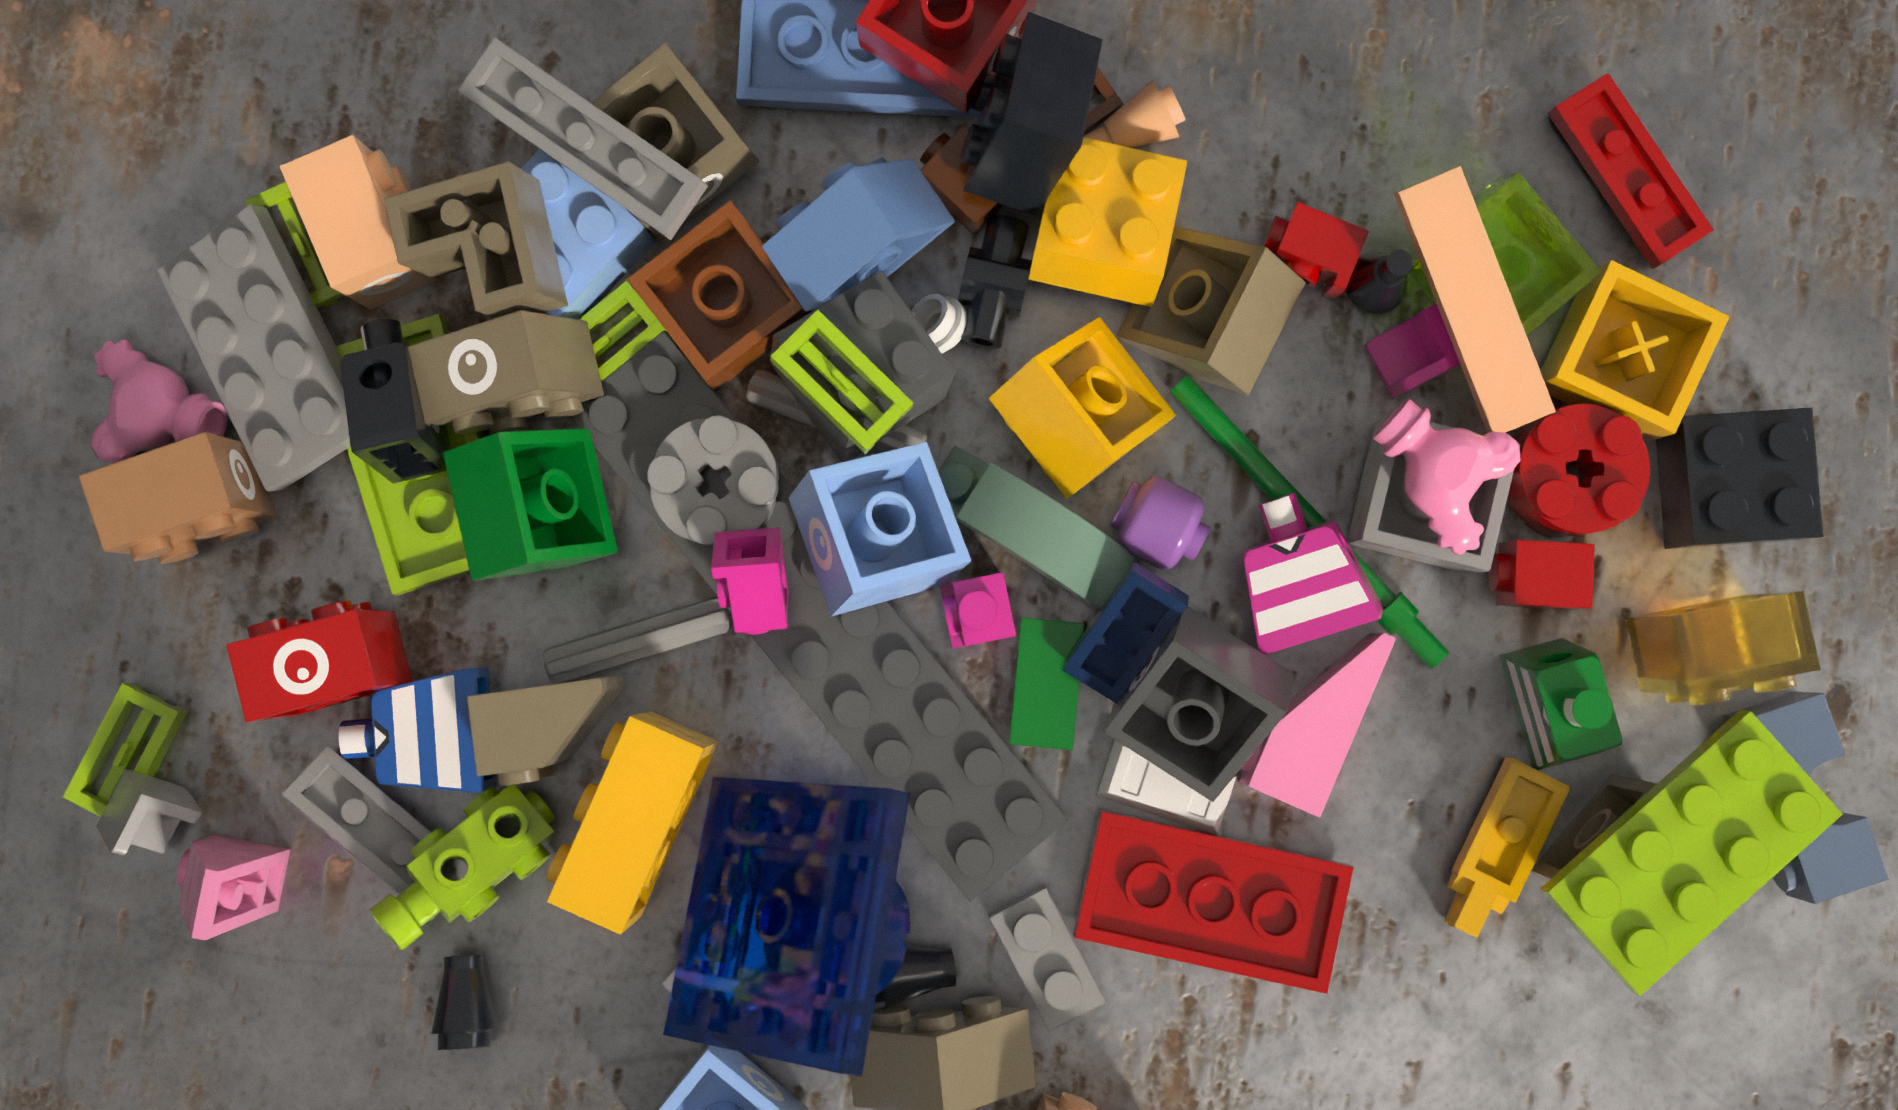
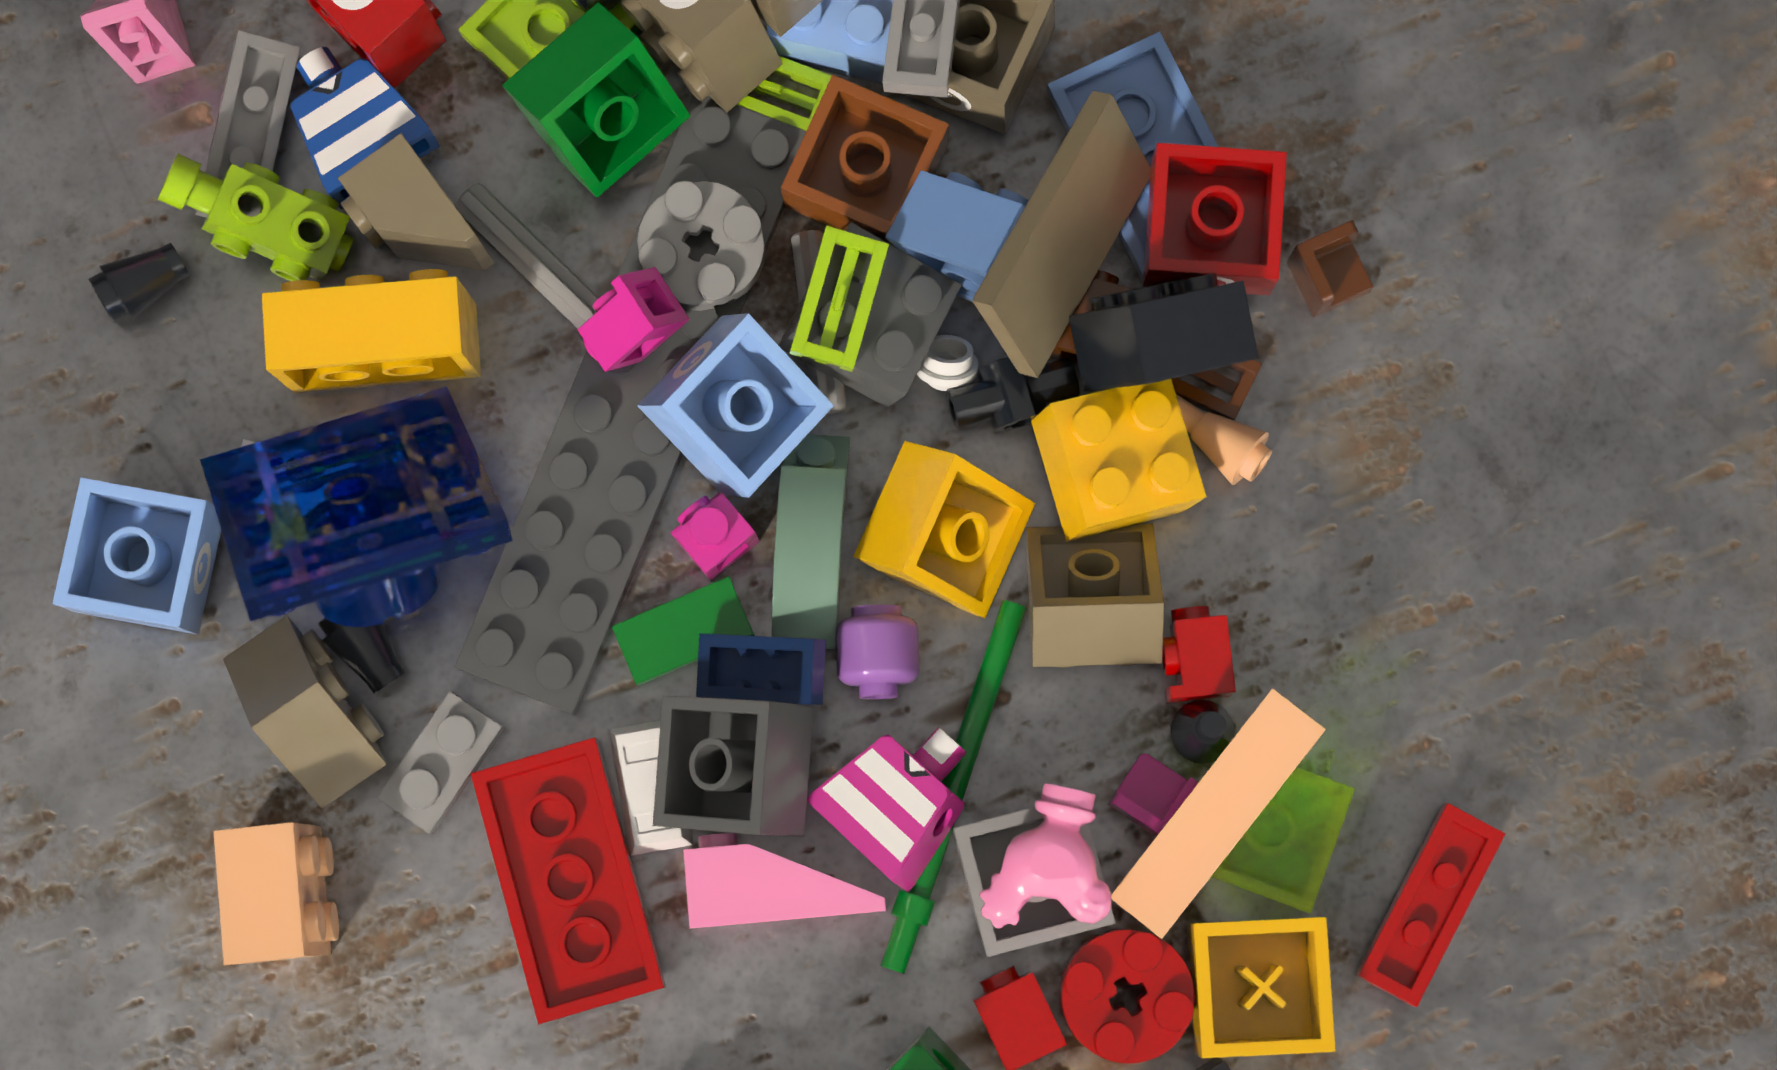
camera: 65 degrees right, 5 degrees down
(891, 150) = (1063, 234): none -> dark tan tile

